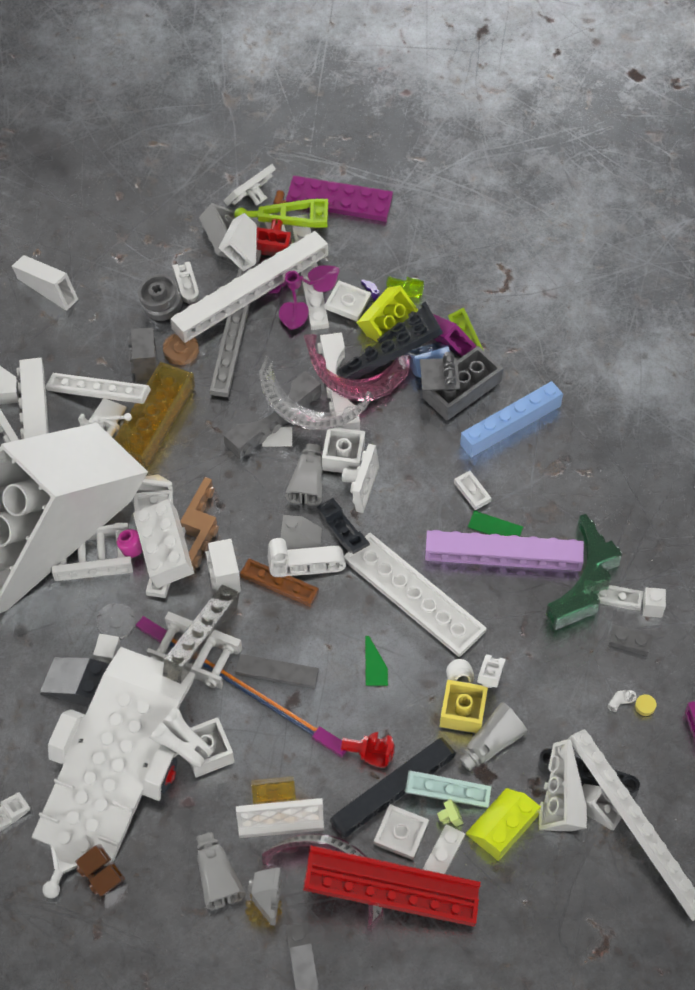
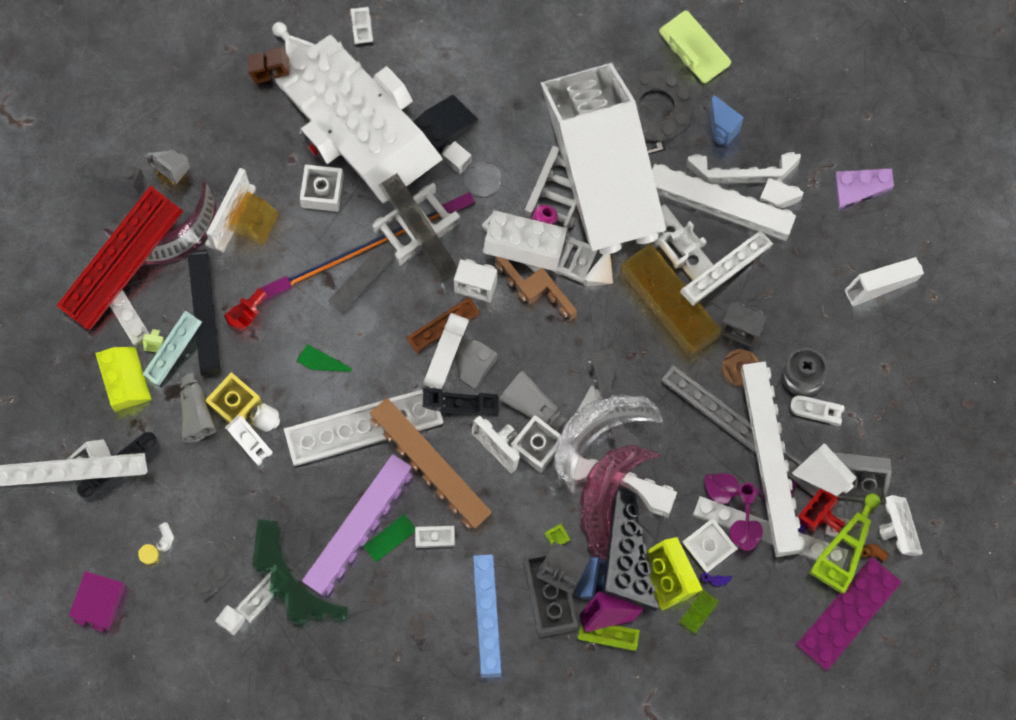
camera: 120 degrees right, 15 degrees up
(127, 417) = (673, 271): white hinge -> none
(190, 746) = (334, 148): white piece -> none
(217, 874) = (211, 146): light grey piece -> none
(401, 832) = (165, 297): white plate -> none
(410, 407) = (557, 534): none -> lime tile
(414, 520) = (430, 463): none -> medium nougat brick
(564, 799) = (105, 427): white wedge -> none

